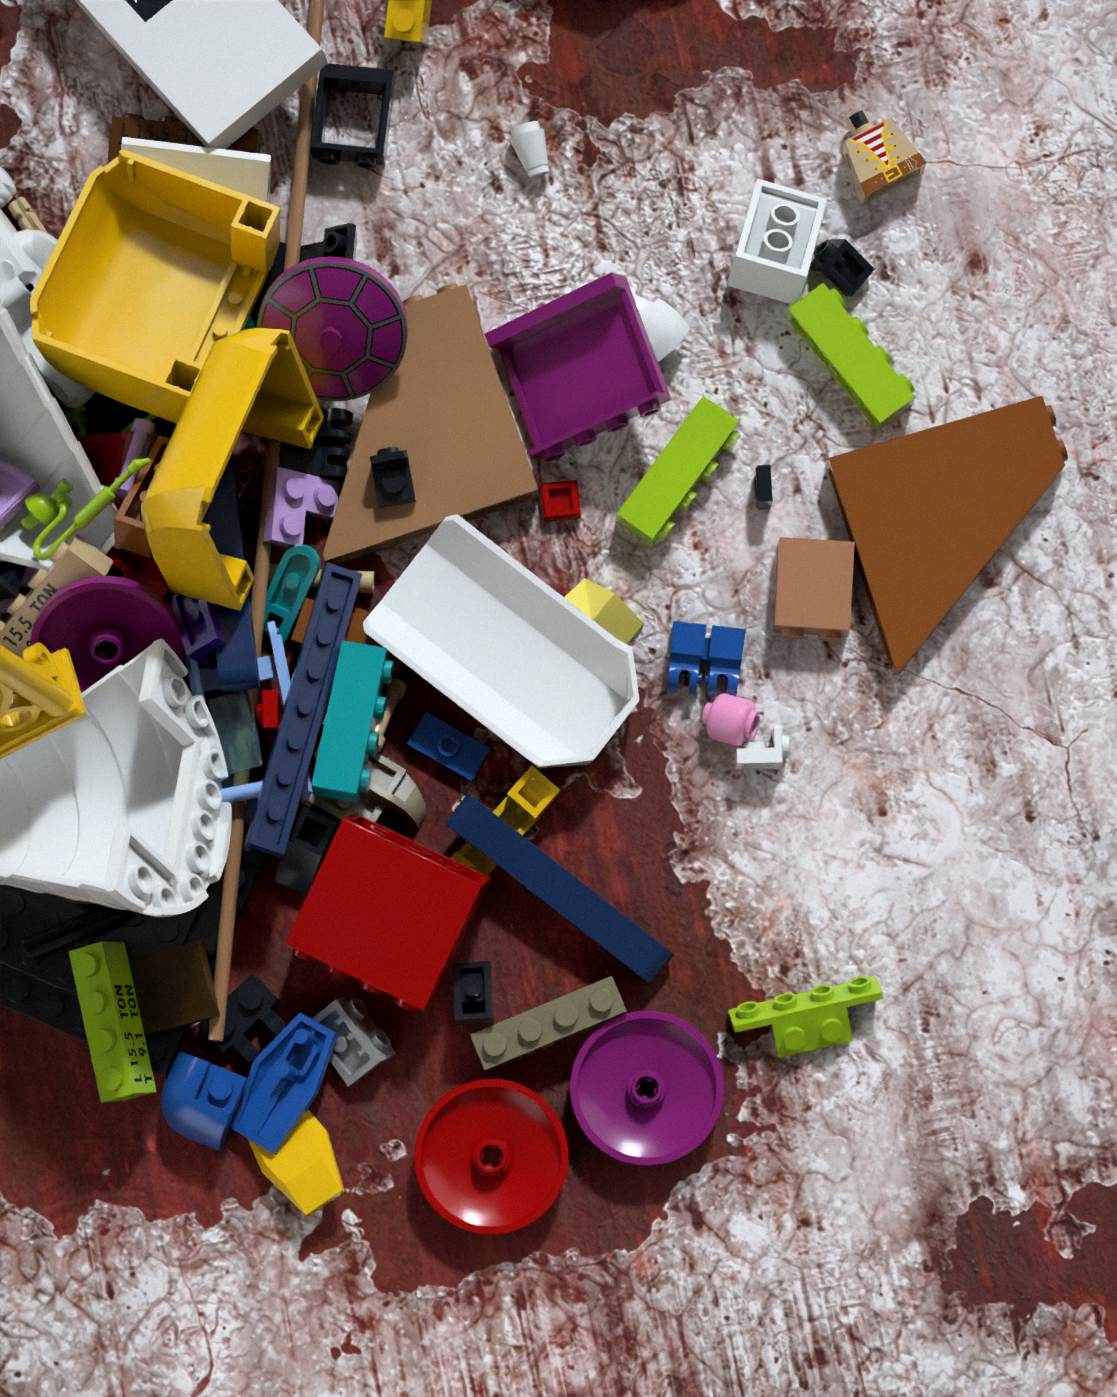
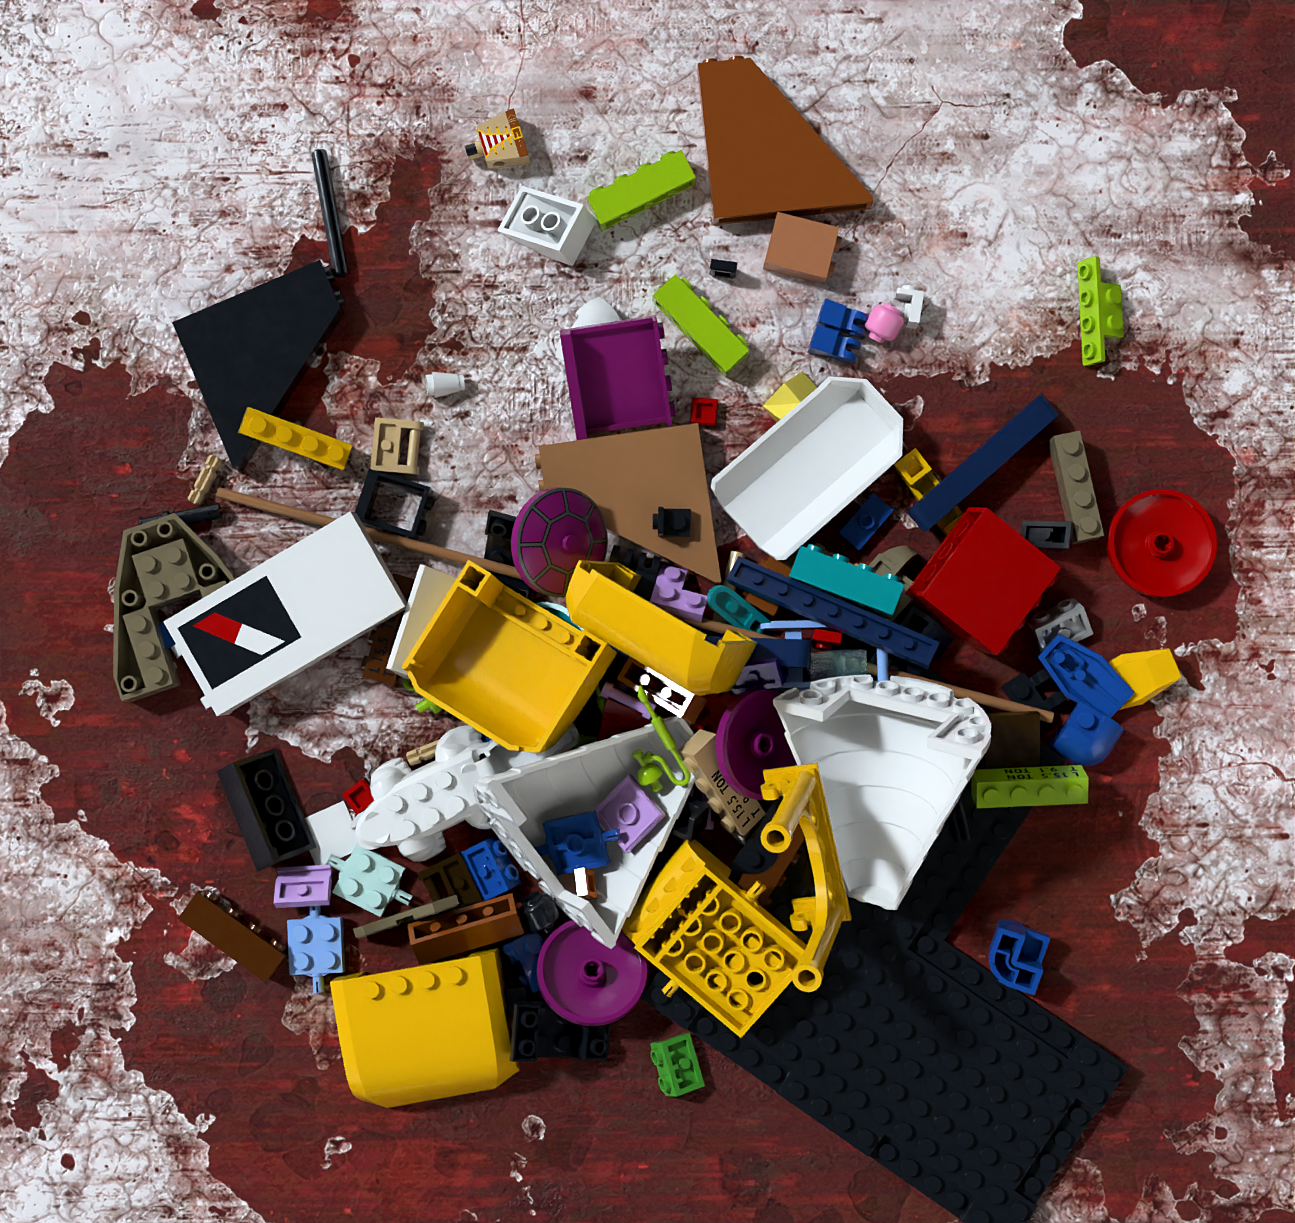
camera: 75 degrees left, 5 degrees up
(431, 93) = (388, 445): none -> tan plate
(654, 1051) = (1151, 413): magenta dish -> none
(841, 265) = (573, 182): black bracket -> none

